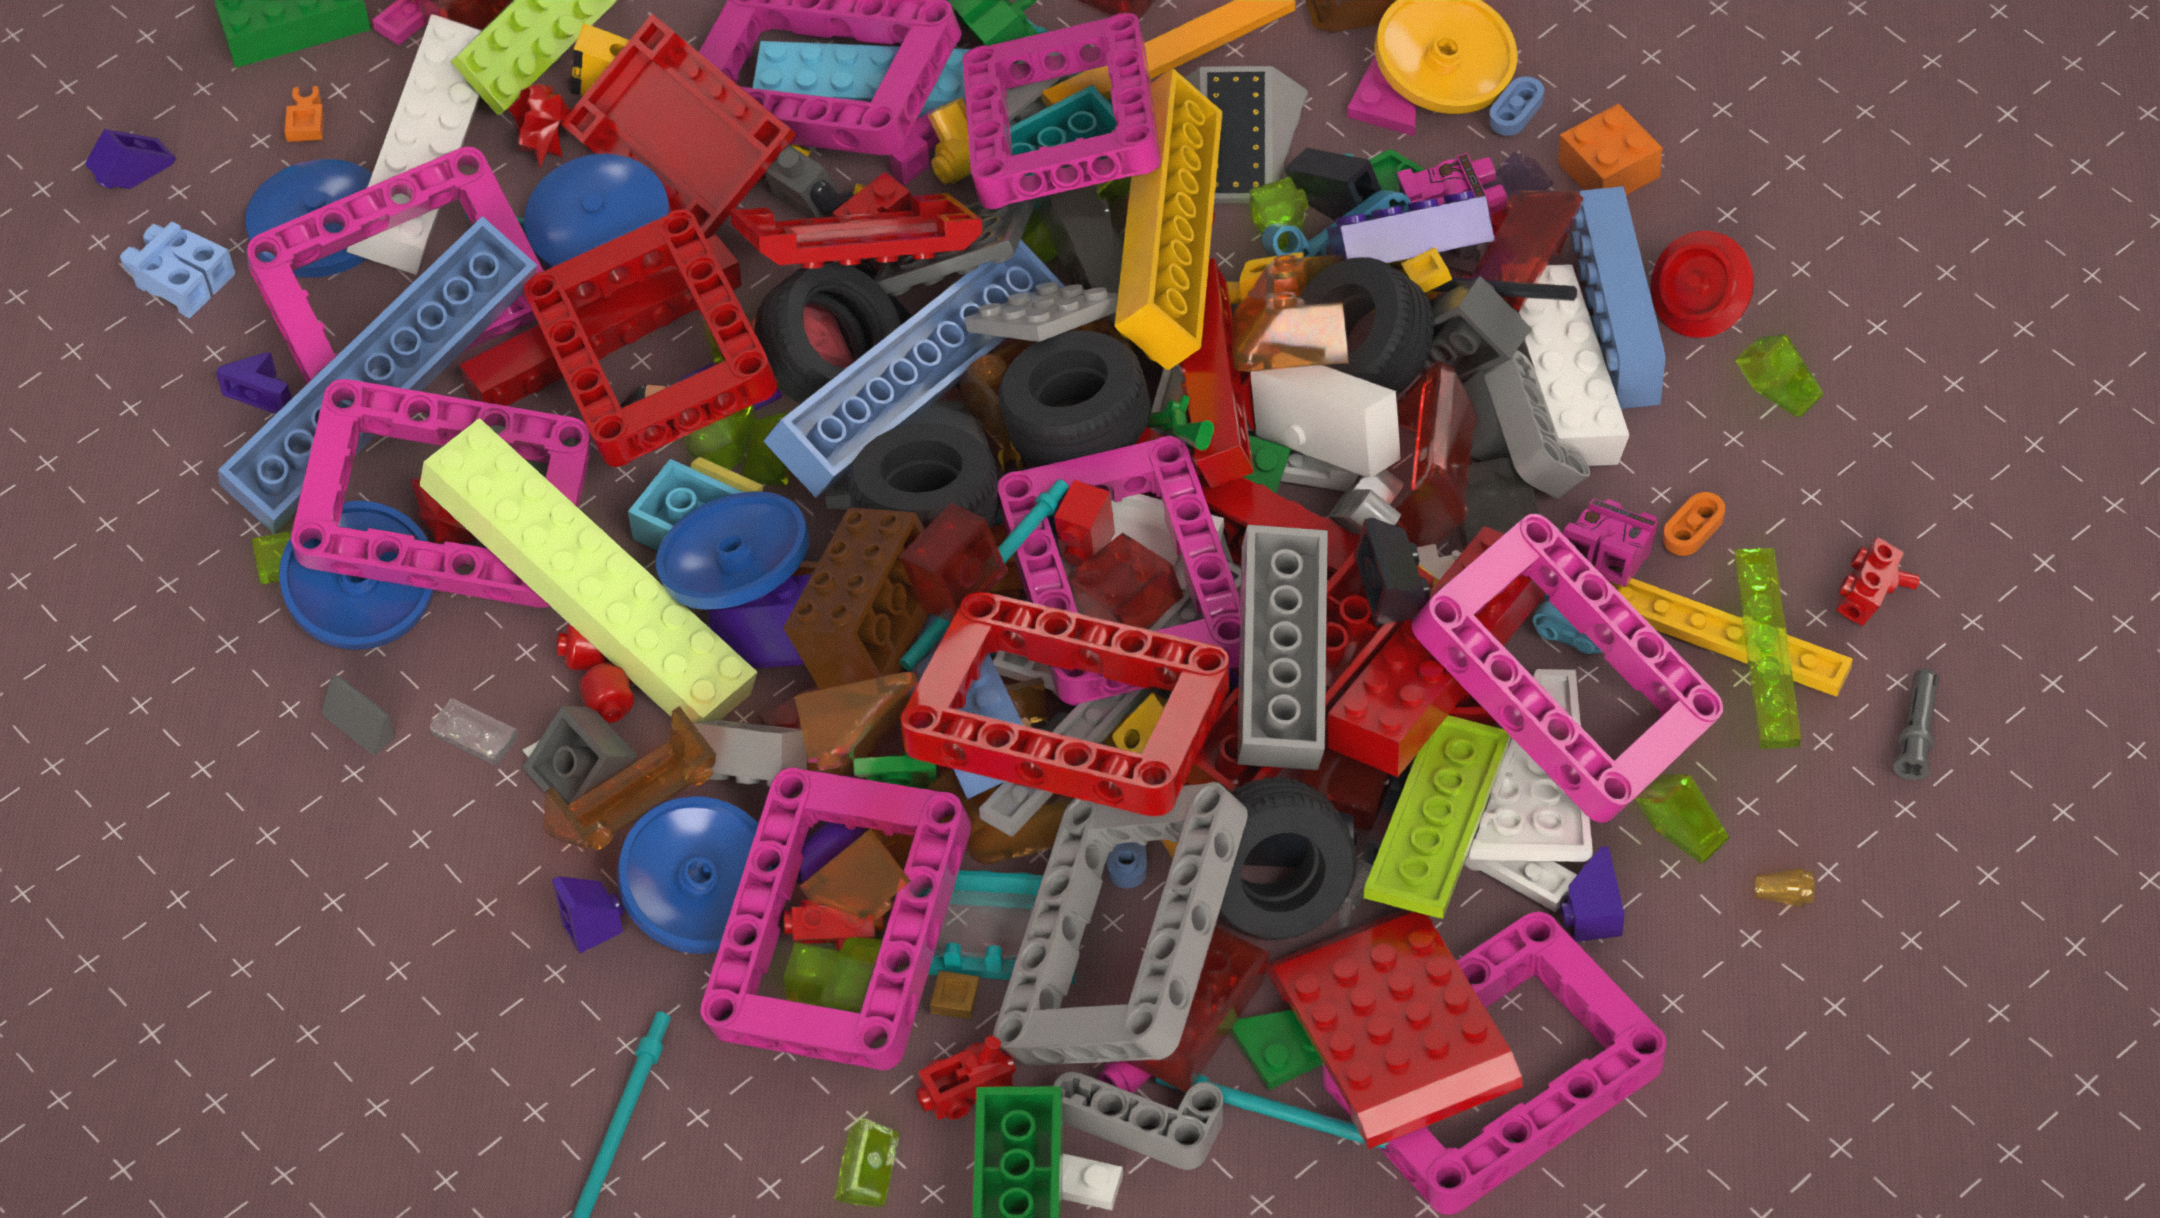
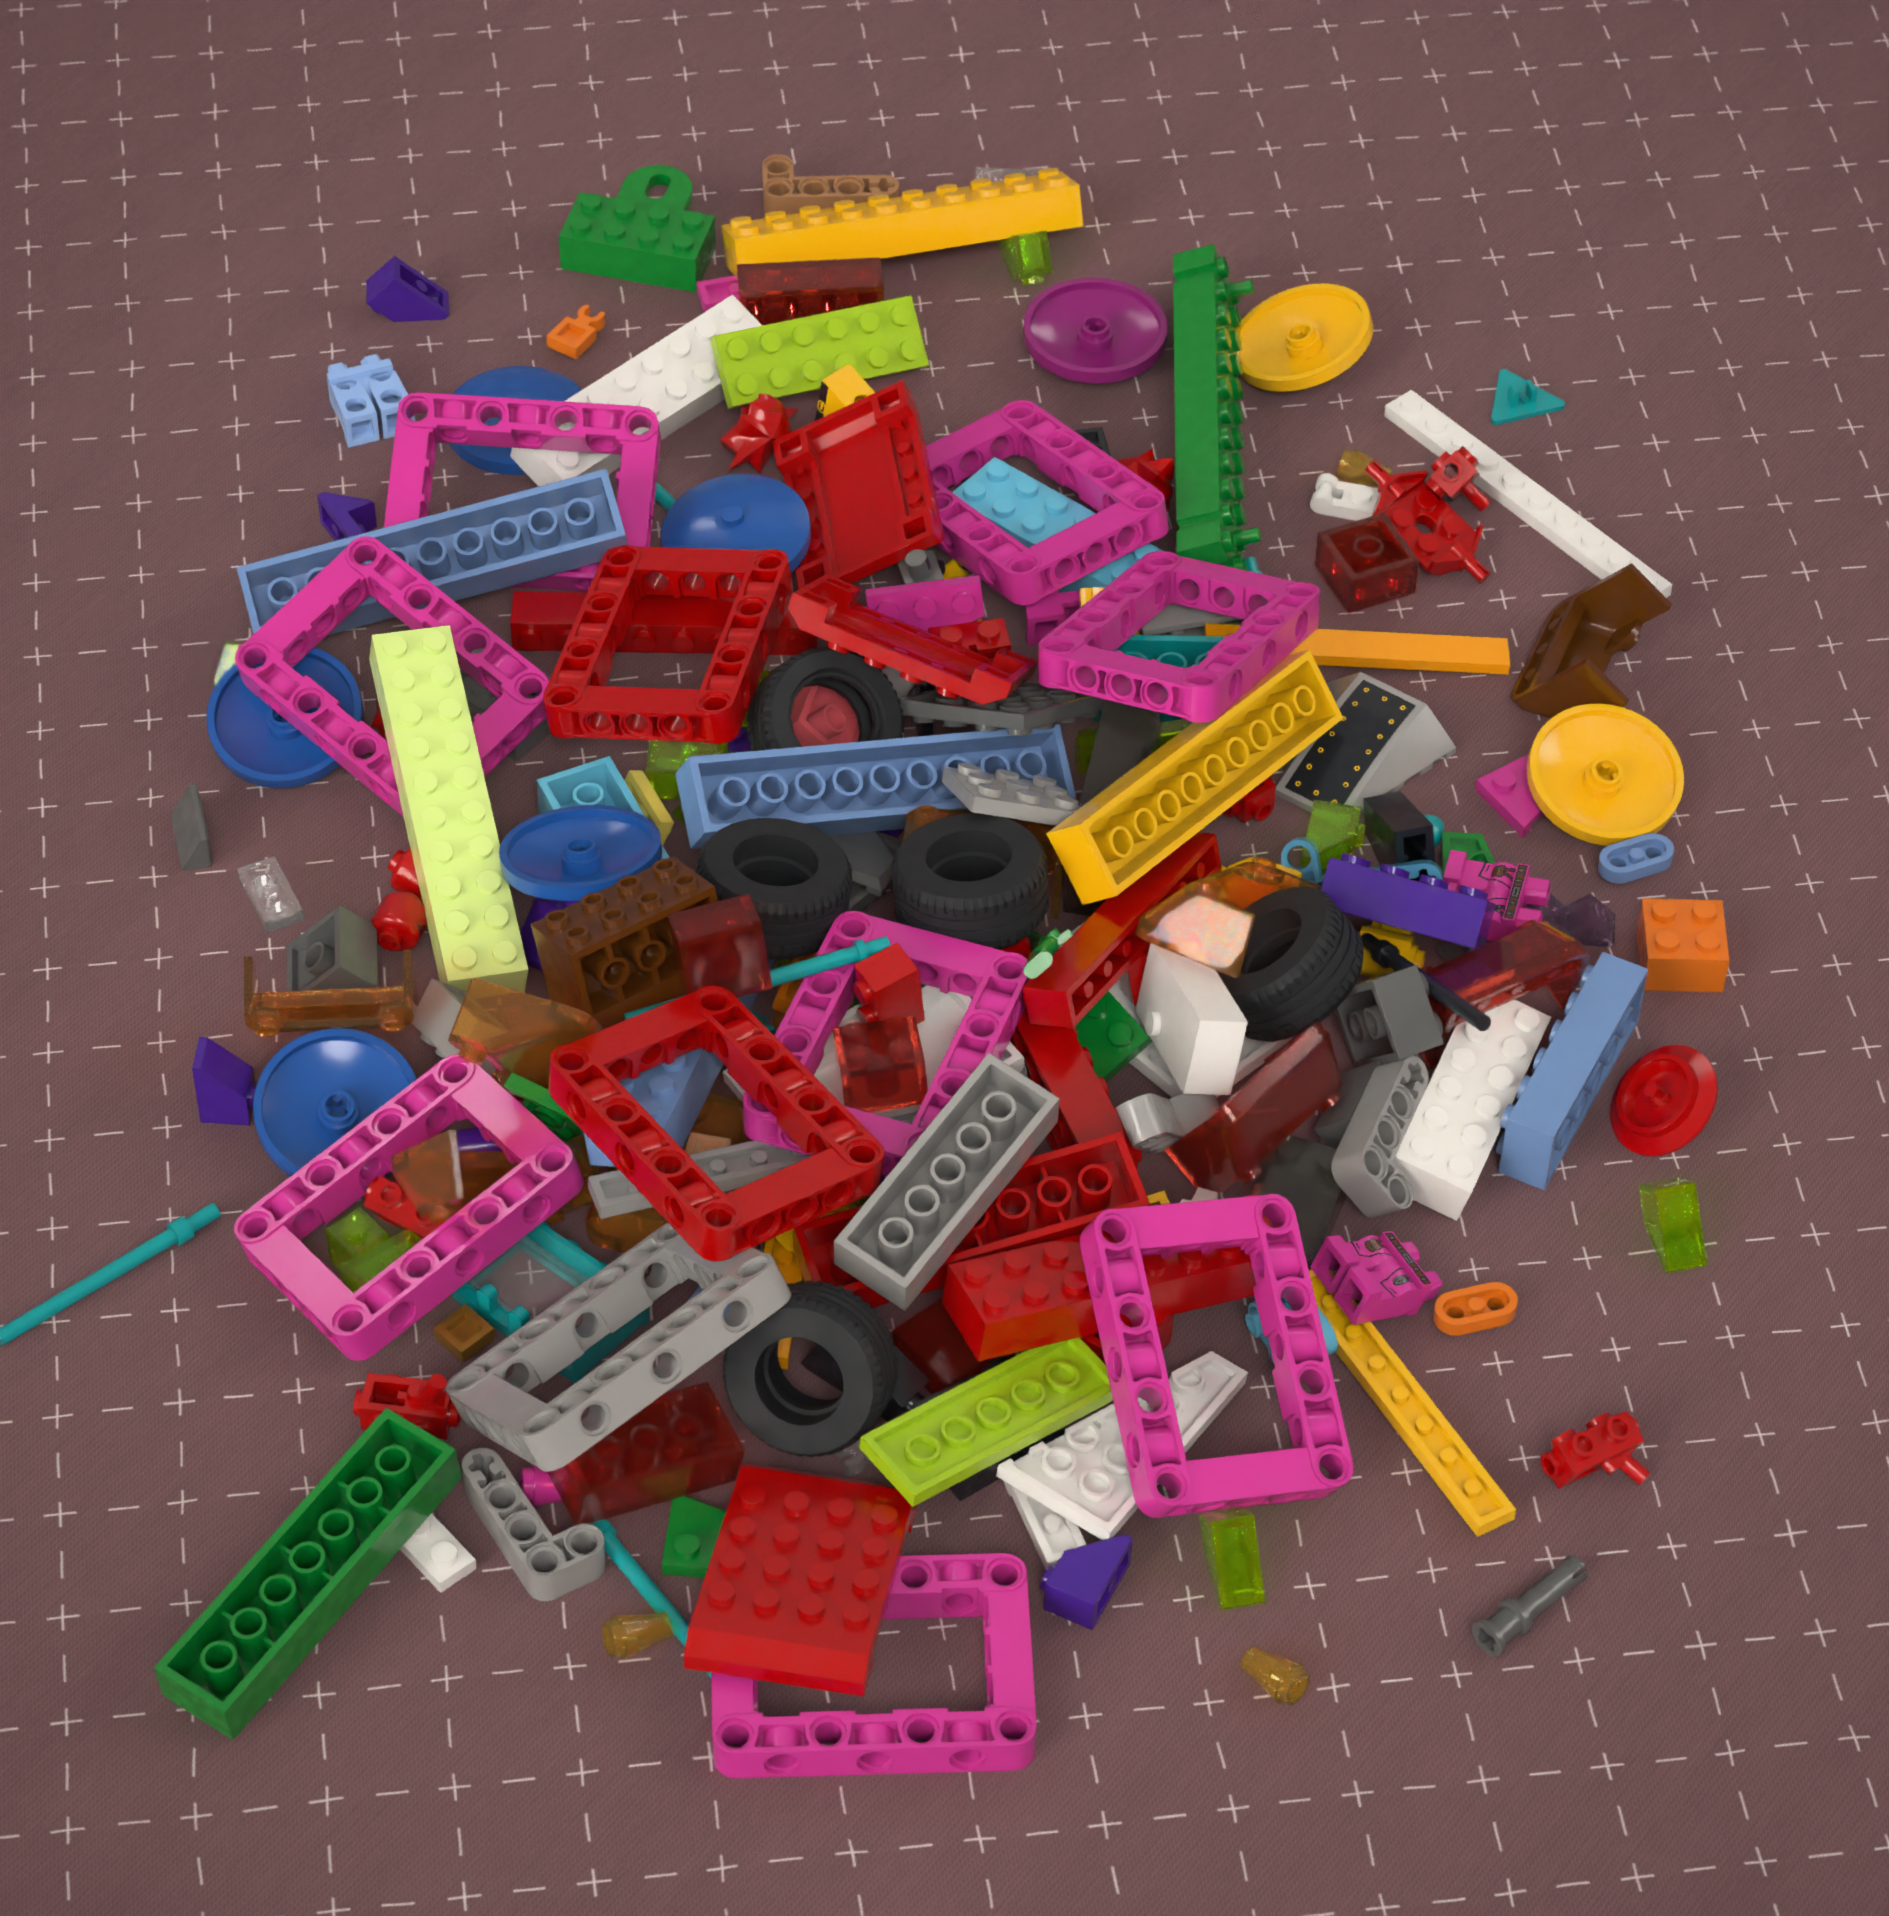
camera: 30 degrees right, 5 degrees down
(823, 189) = (930, 602): none -> dark pink wing
(867, 1164) = (273, 1430): clear neon green slope -> none
(1293, 1150) = (634, 1632): none -> clear yellow cone
(1389, 572) = (1100, 1168): black slope -> none
(1427, 270) = (1387, 942): yellow plate -> none
(1767, 649) = (1434, 1451): clear neon green plate -> none

